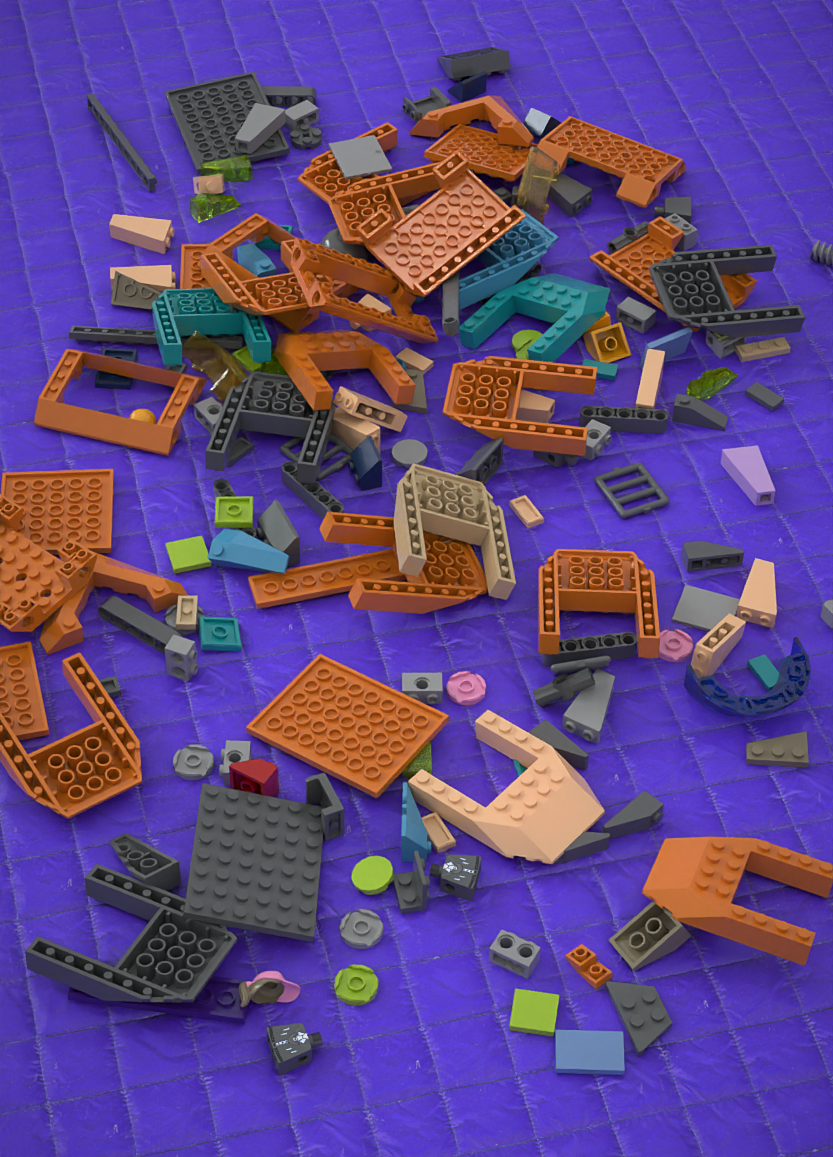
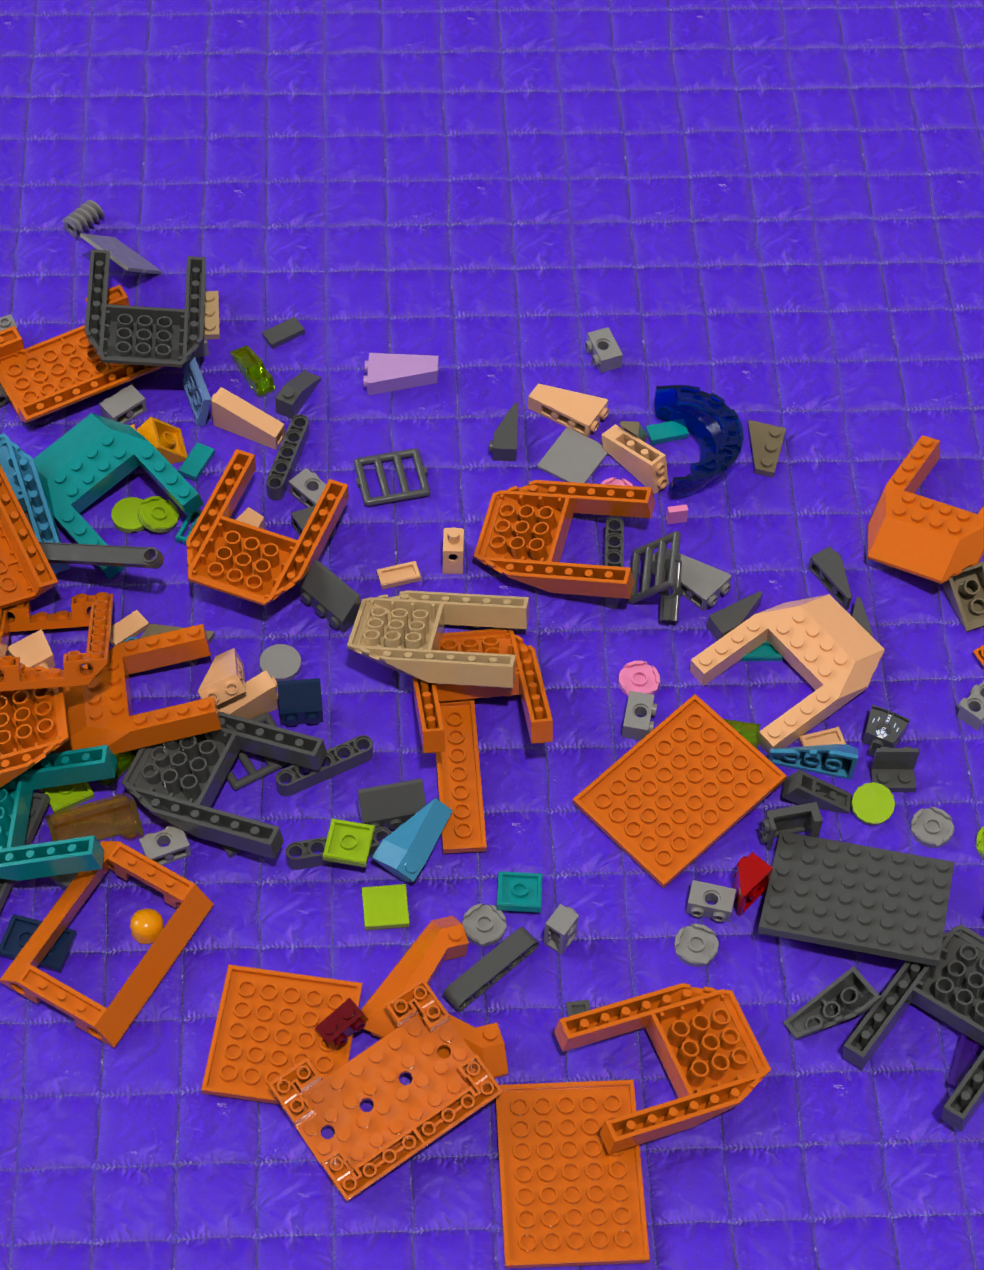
camera: 80 degrees left, 10 degrees up
(63, 533) = (341, 1024): none -> dark red bracket
(187, 613) = (489, 915): tan plate -> none
(371, 827) = (805, 788): none -> dark grey slope
(559, 534) = (453, 544): none -> light nougat torso
(664, 688) = (677, 514): none -> bright pink tile
(742, 640) = (635, 429): none -> dark tan slope
(794, 276) = (121, 254): none -> piece

